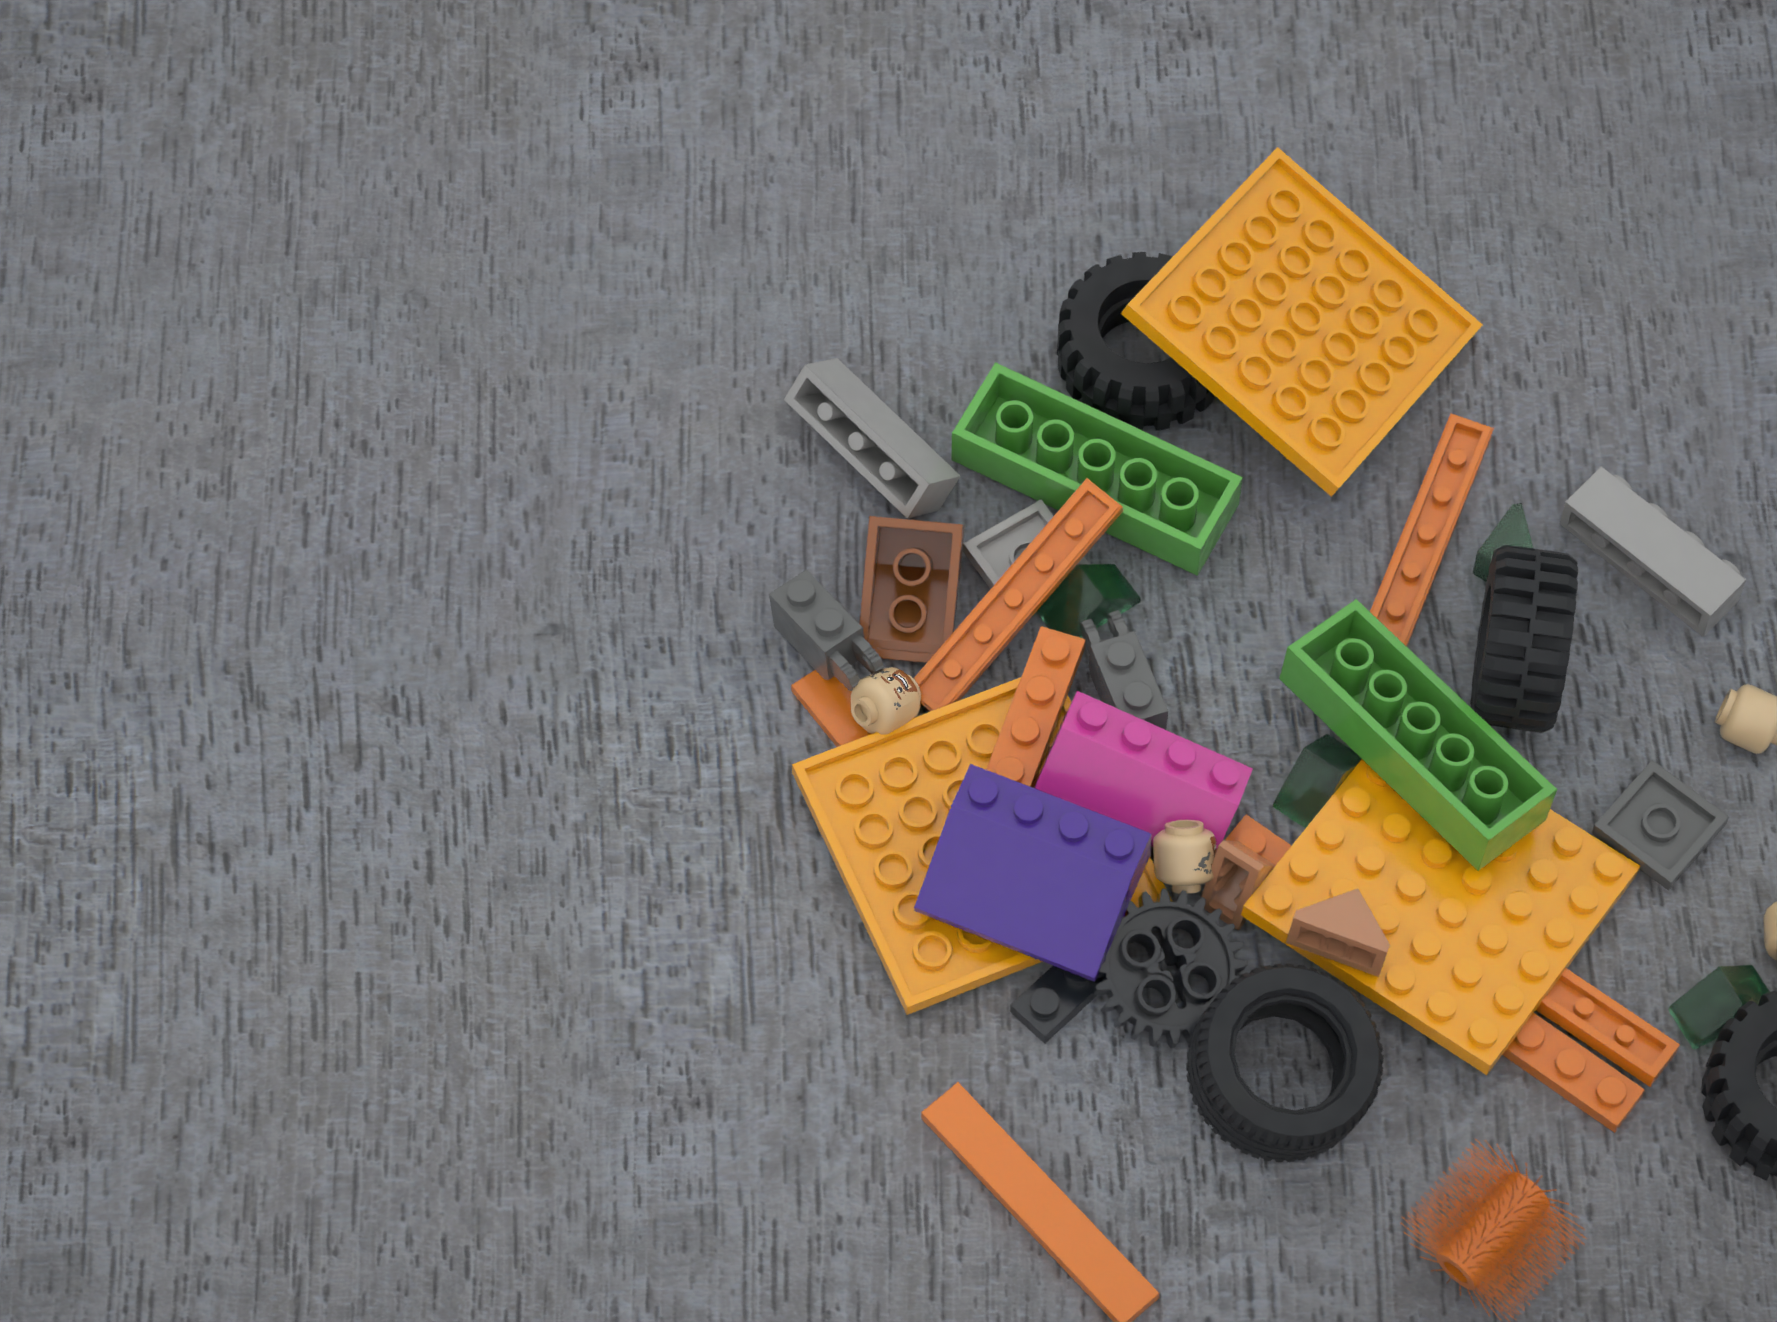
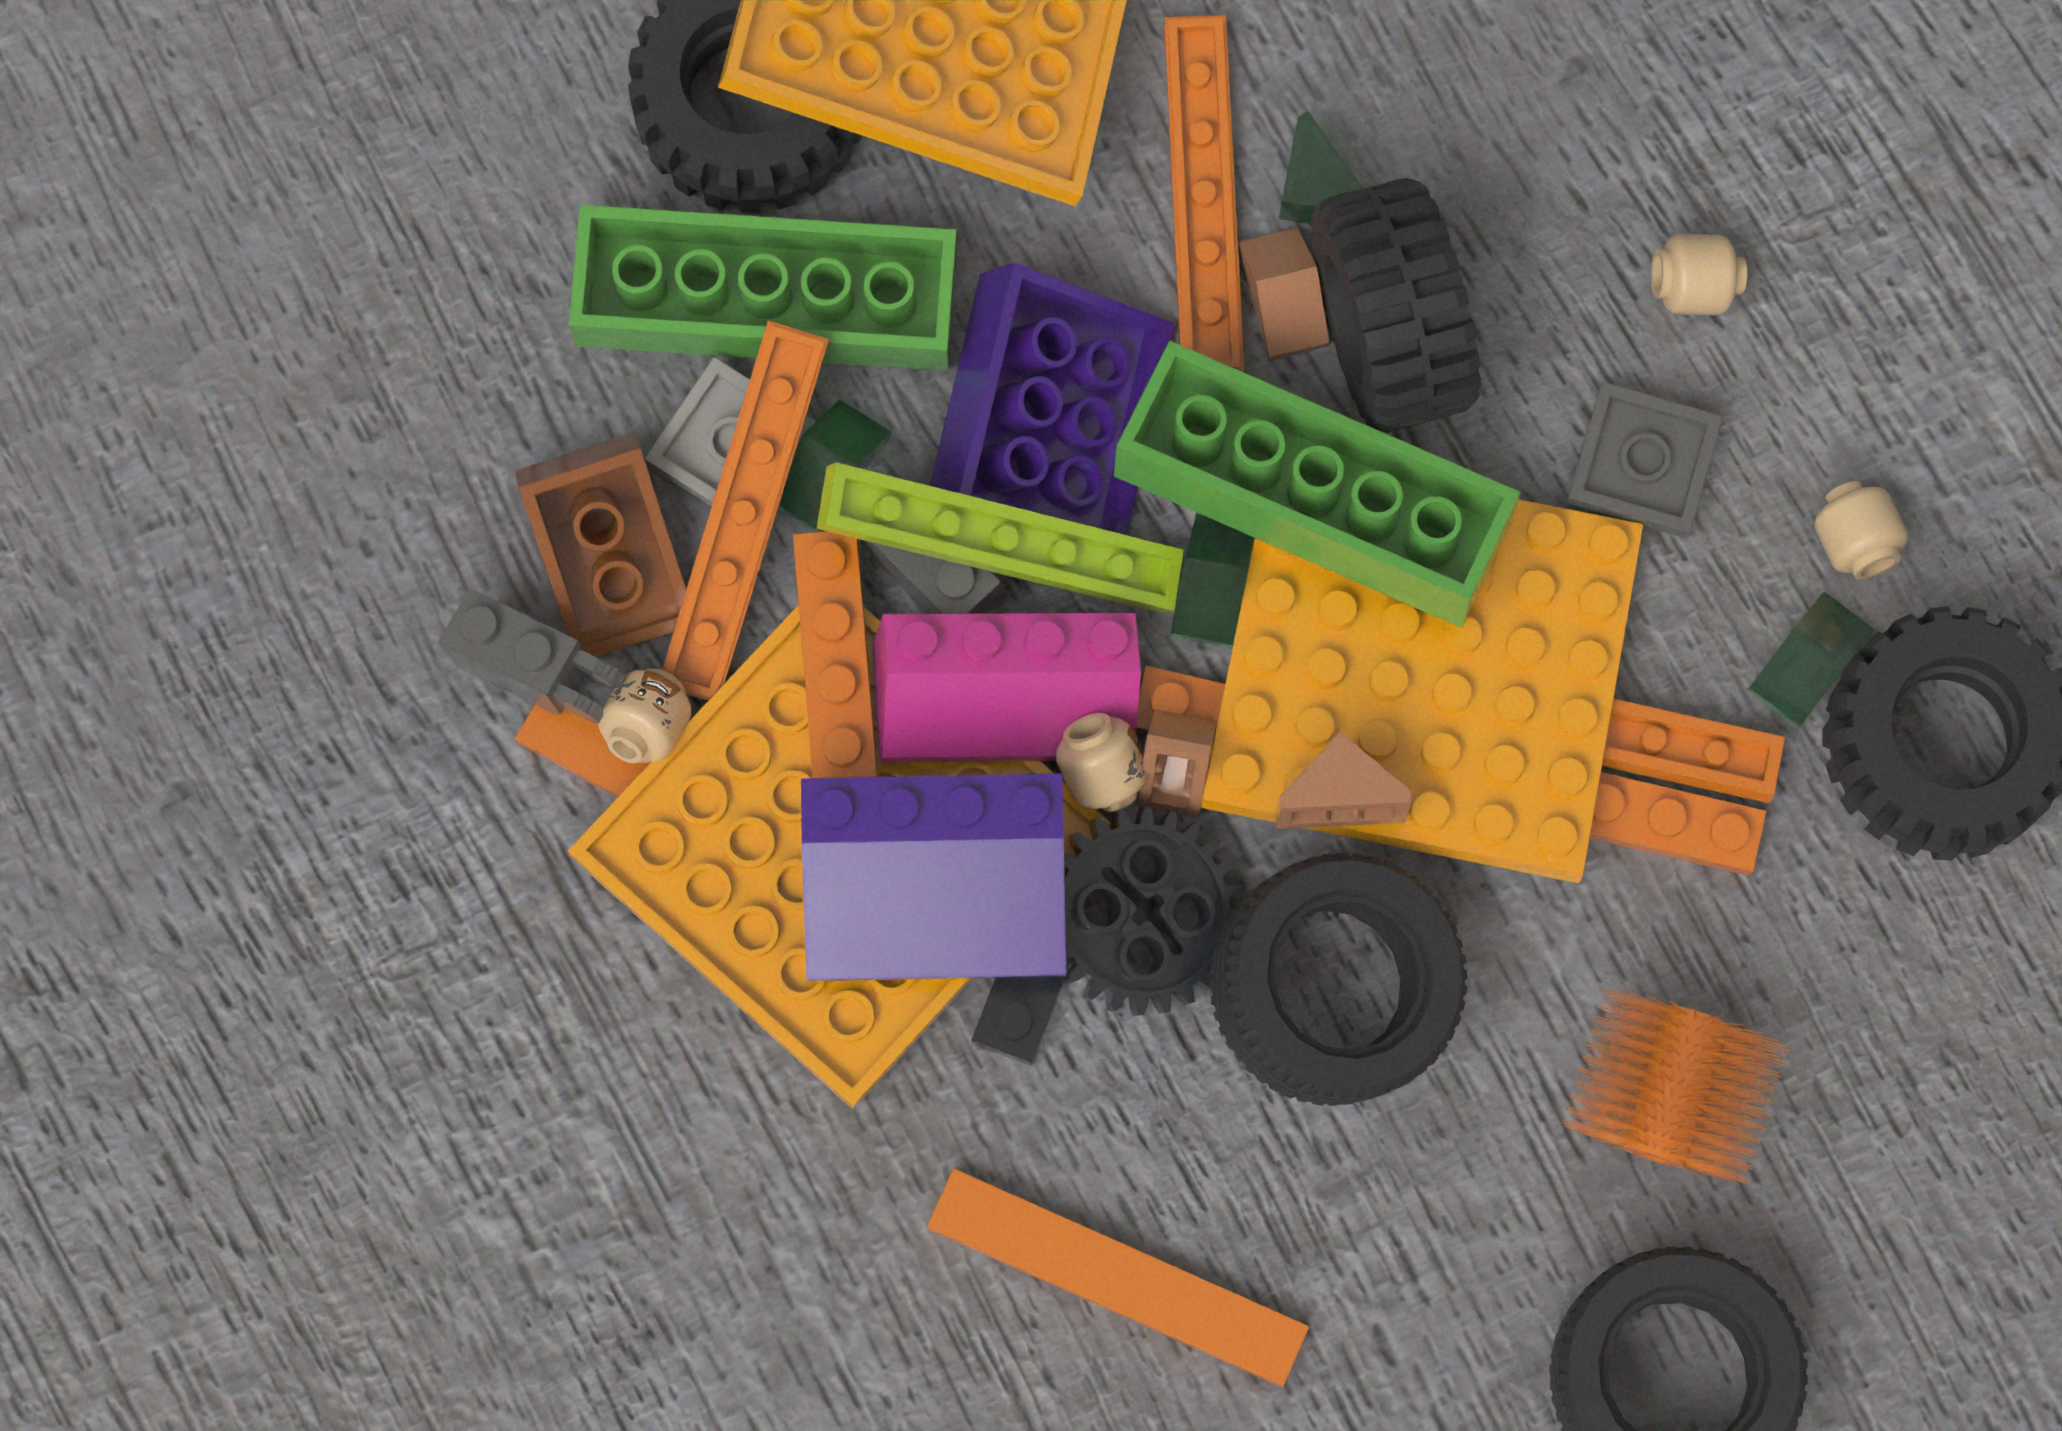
camera: 25 degrees left, 15 degrees up
(872, 438) = (466, 366): light grey brick -> none
(1181, 680) = (999, 538): none -> lime plate
(1239, 618) = (1047, 397): none -> dark purple slope
(1453, 620) = (1285, 293): none -> nougat slope
(1653, 551) = (1487, 99): light grey brick -> none

